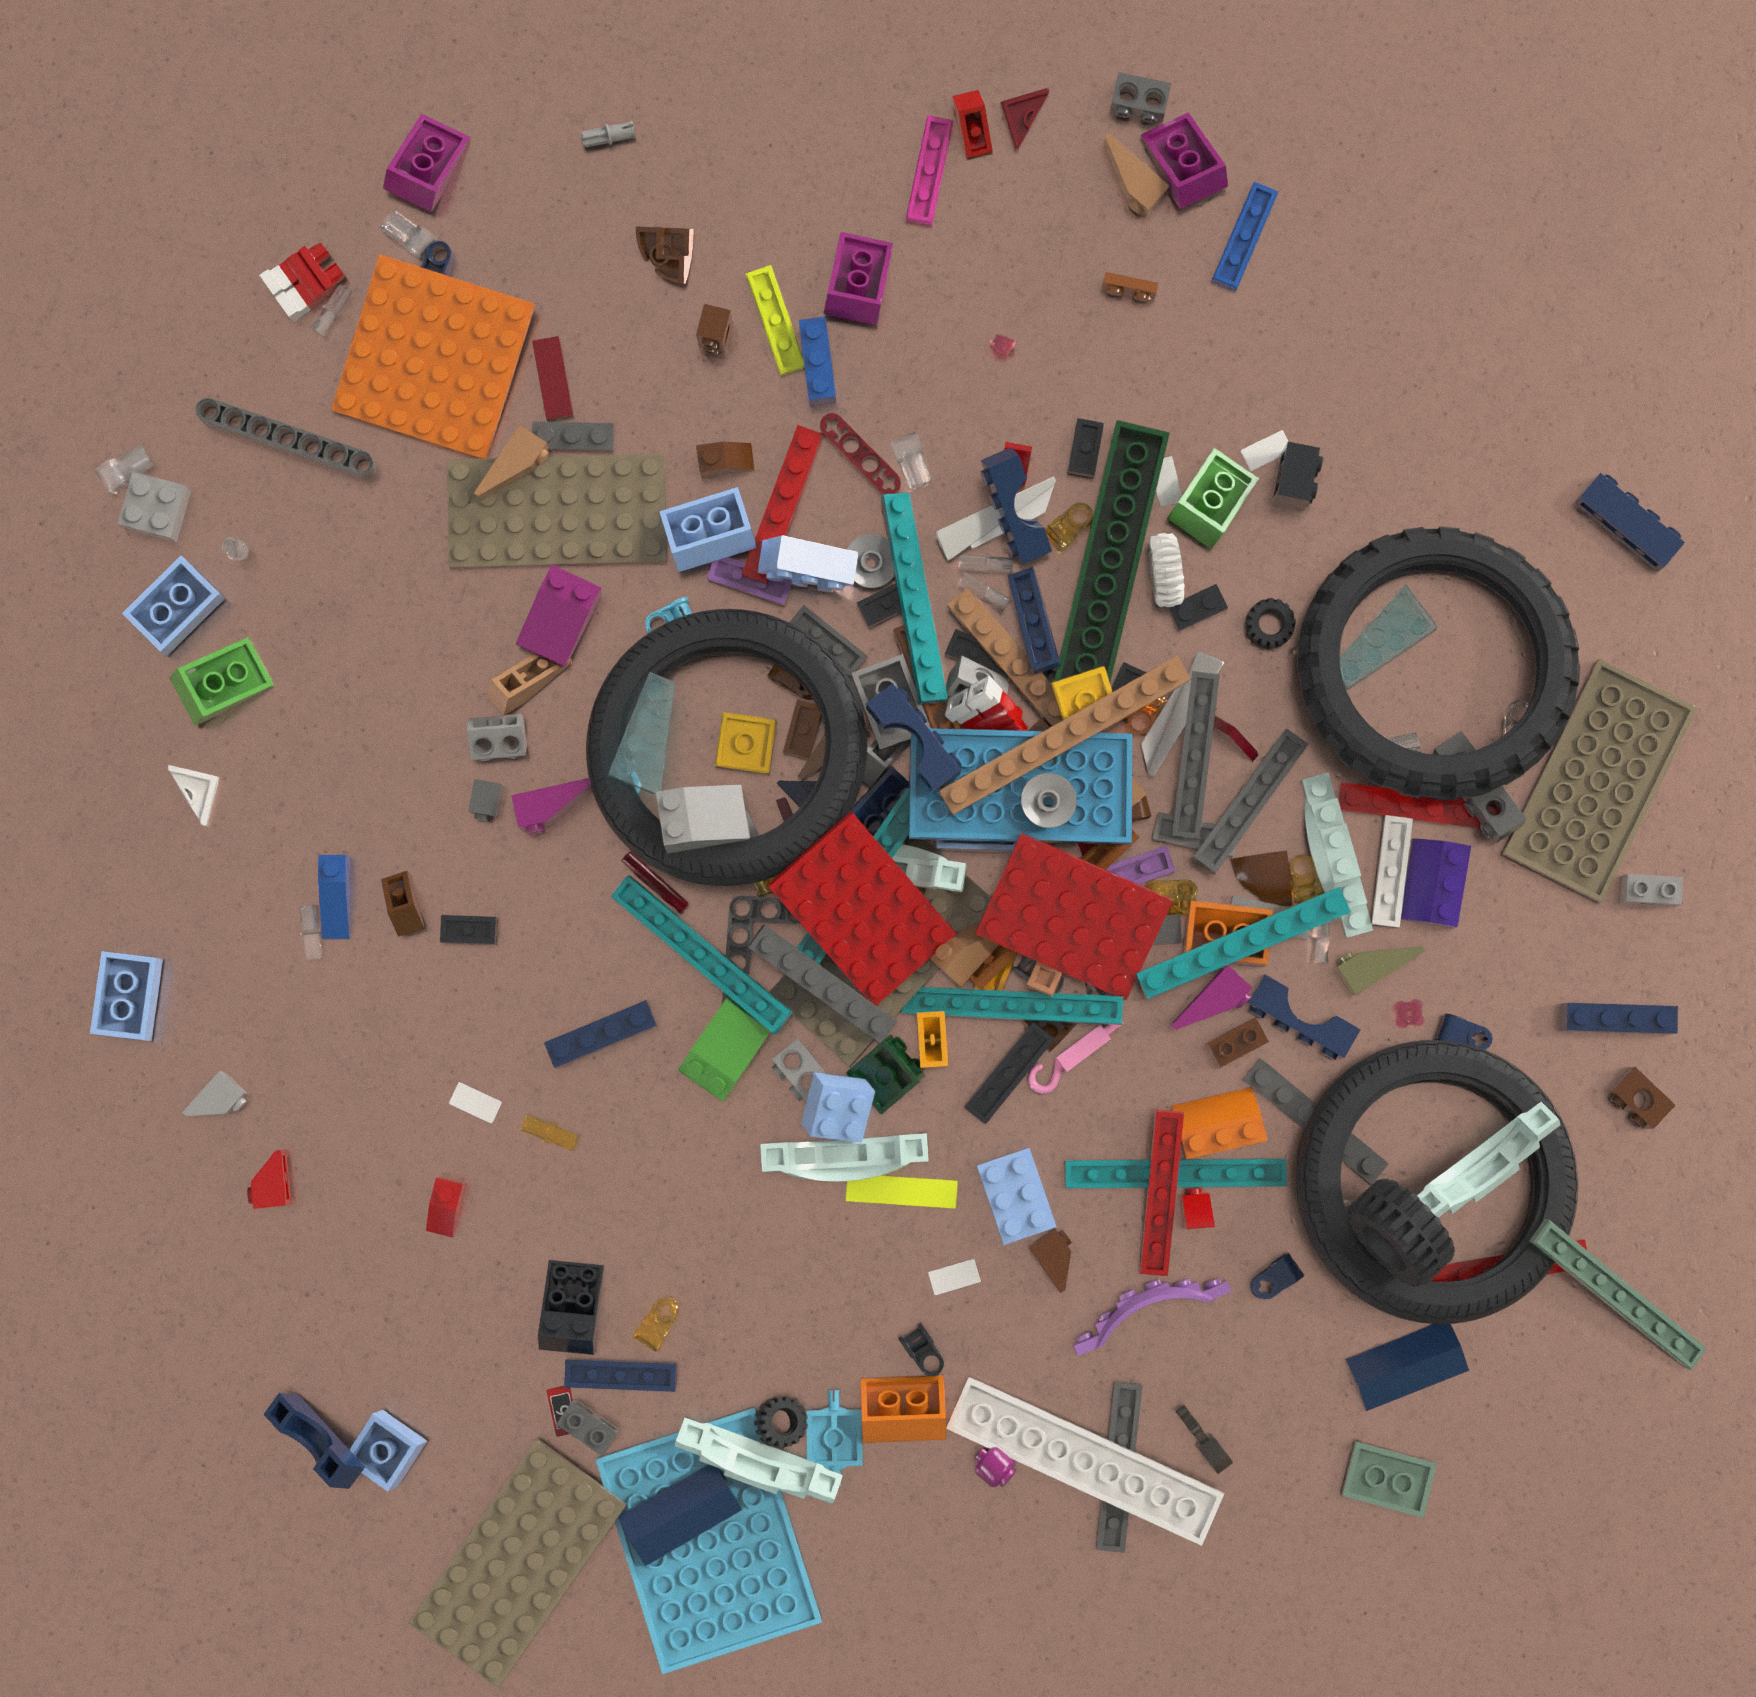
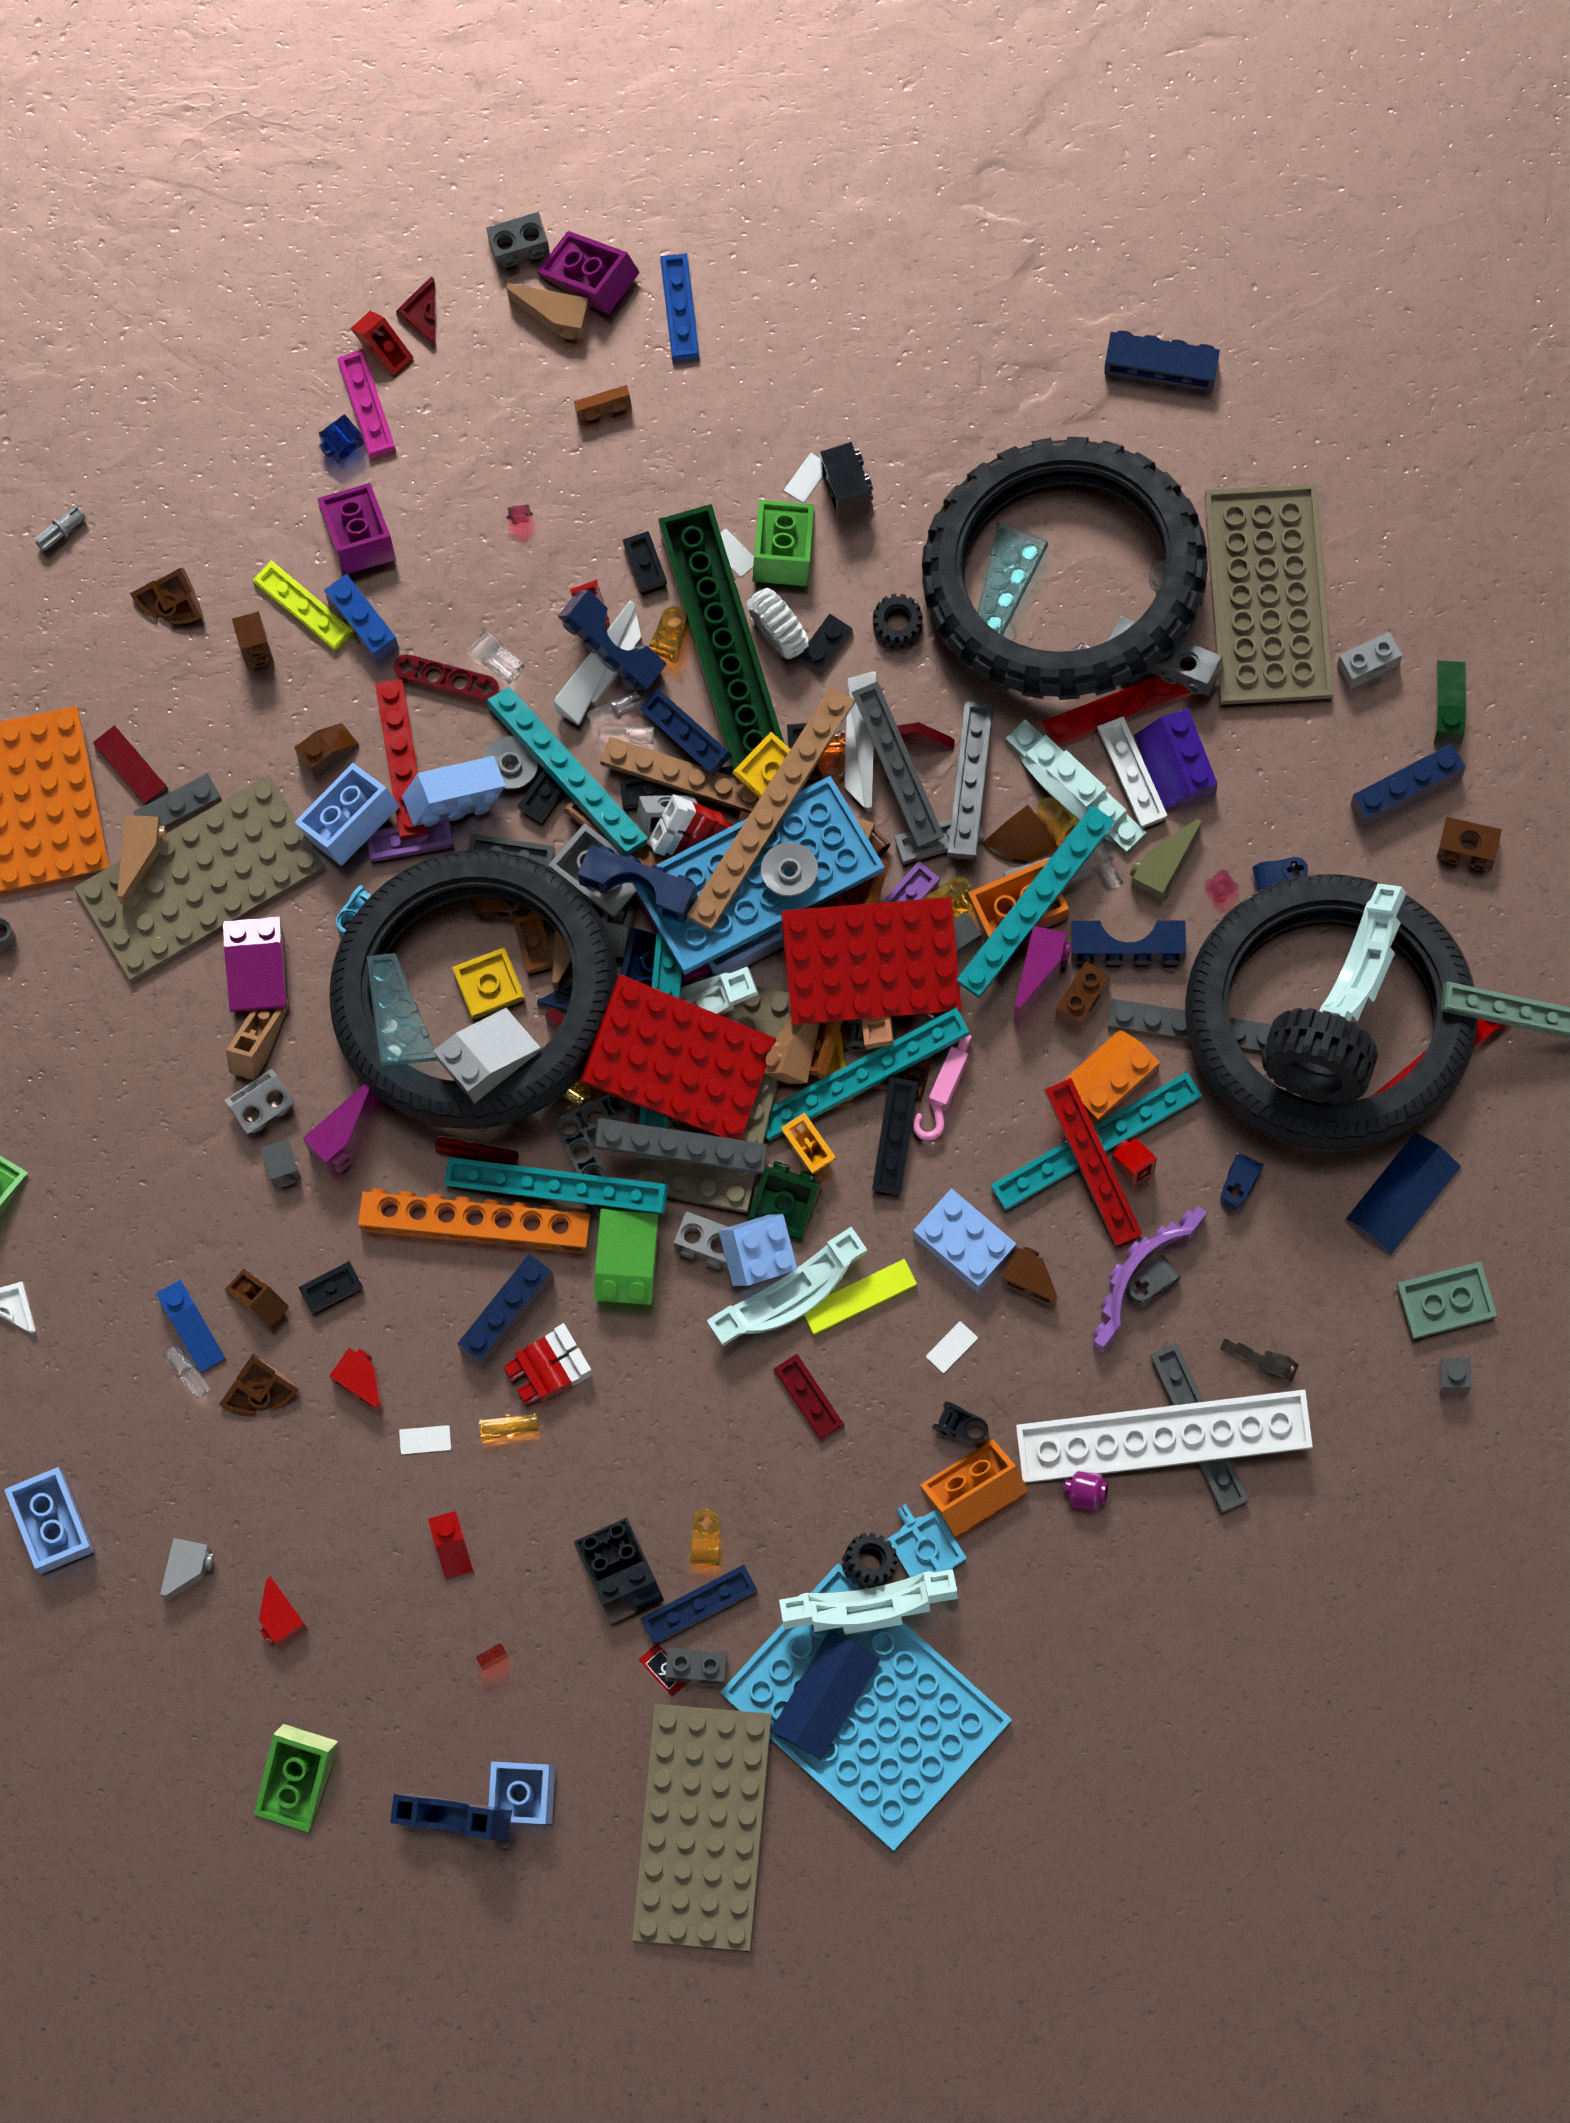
camera: 25 degrees left, 10 degrees down
(210, 1327) = (295, 1777): none -> bright green slope
(362, 980) = (258, 1388): none -> reddish brown brick
(426, 1320) = (492, 1656): none -> clear red tile
(448, 1021) = (358, 1377): none -> red slope
(536, 891) = (573, 1240): none -> orange brick
(602, 1098) = (549, 1366): none -> red hips
(811, 1251) = (808, 1397): none -> dark red tile
(888, 190) = (340, 439): none -> clear blue brick
(1157, 1320) = (1155, 1278): none -> dark grey piece
(1357, 1548) = (1454, 1376): none -> dark grey brick
(1698, 964) = (1450, 702): none -> dark green slope

